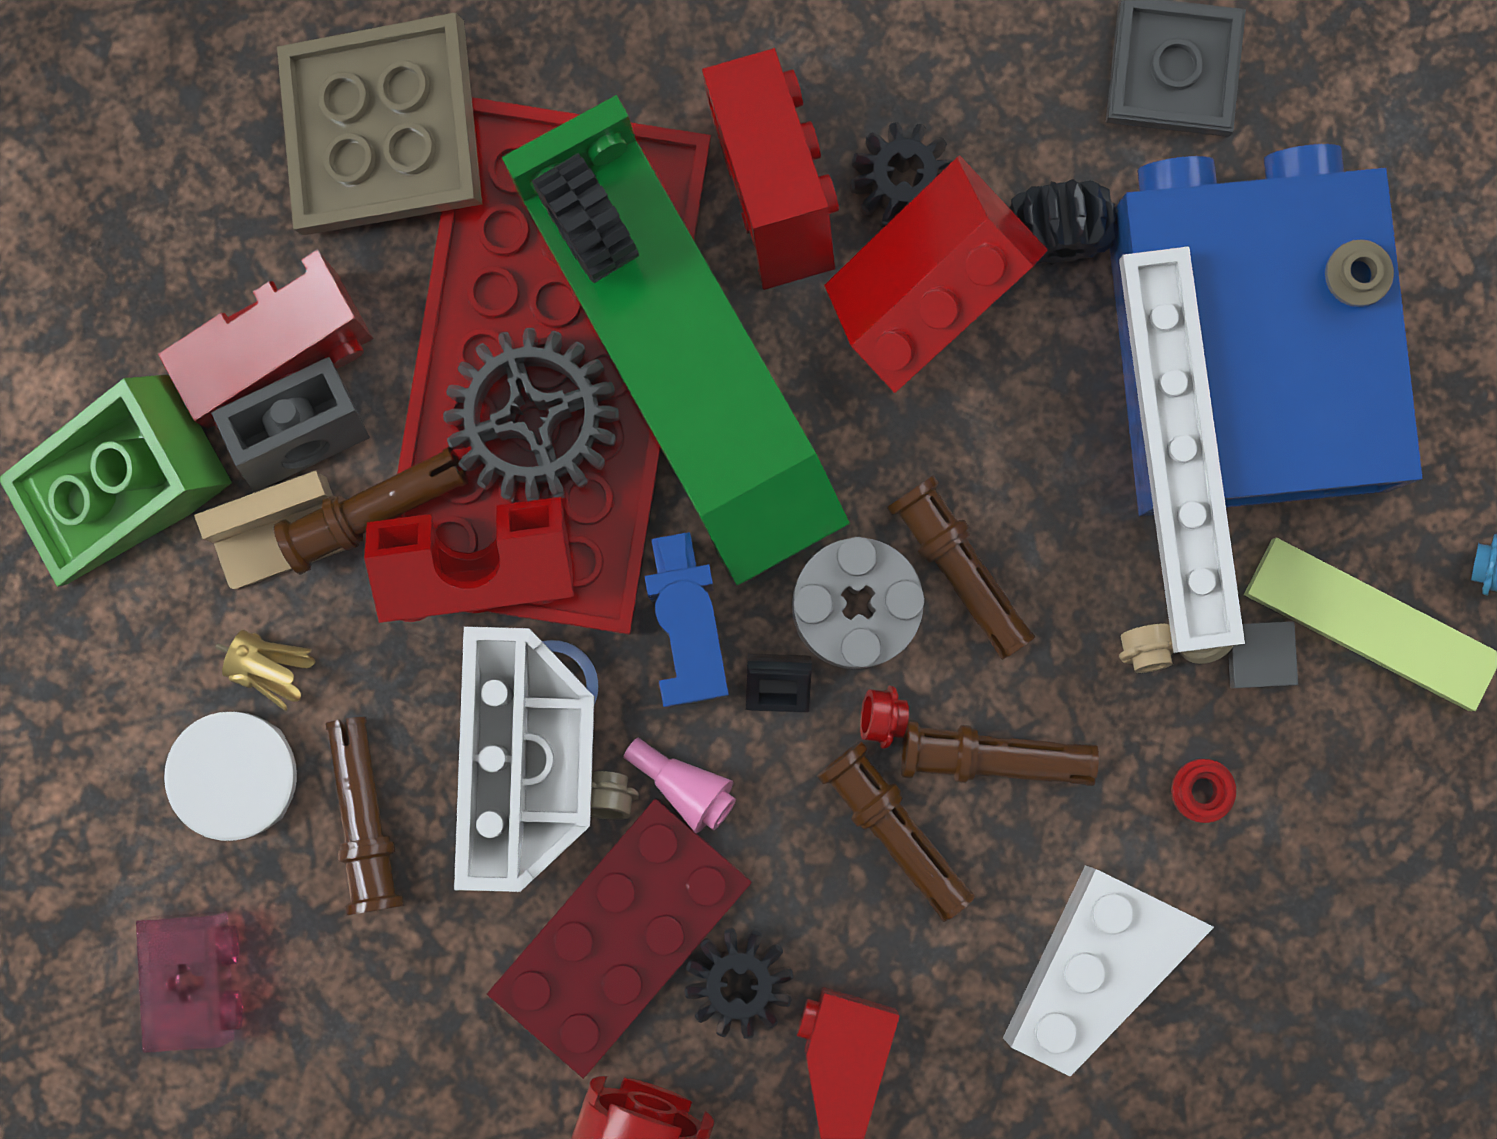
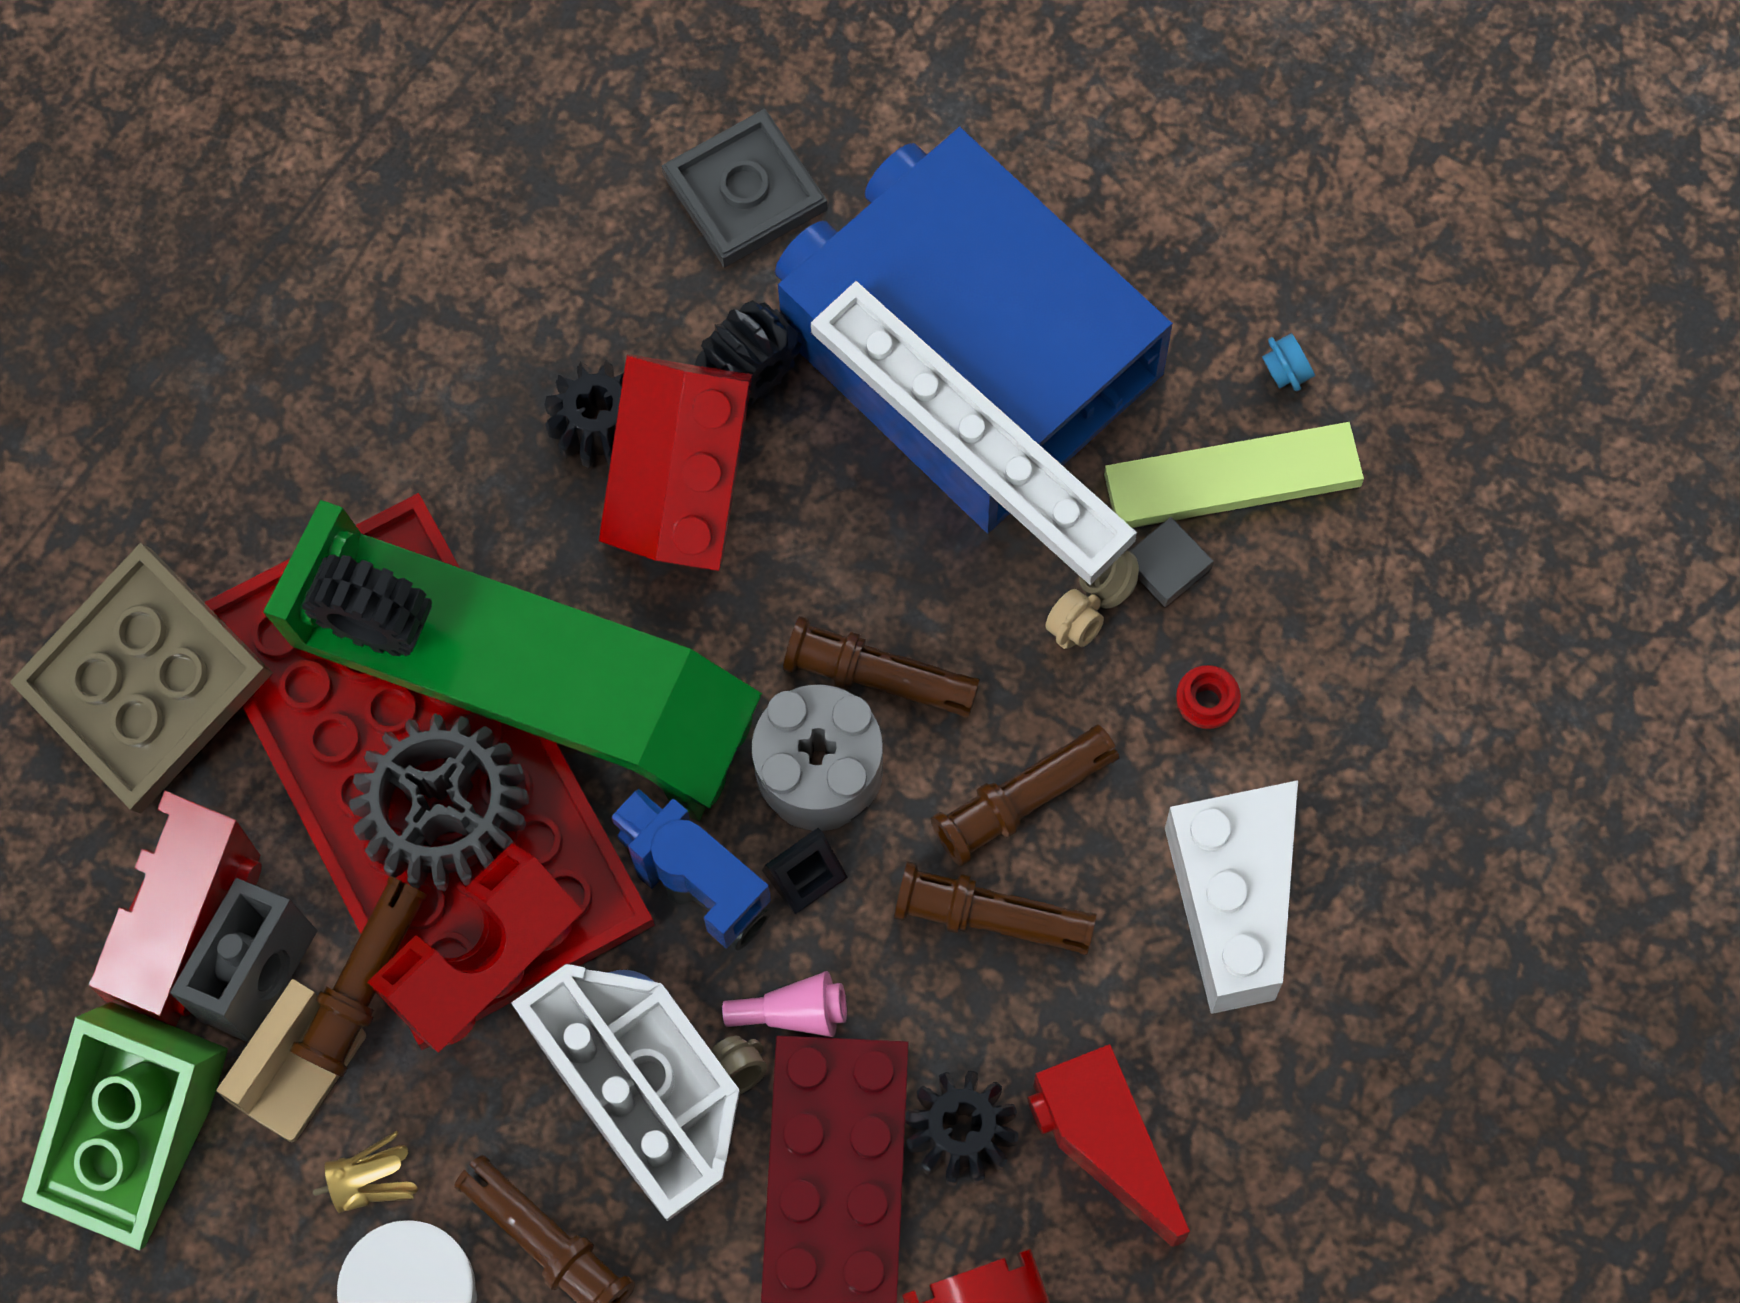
camera: 30 degrees left, 15 degrees down
(773, 166) = (489, 478): red wedge -> none
(883, 716) = (909, 831): red plate -> none
(1343, 284) = (1000, 226): dark tan plate -> none

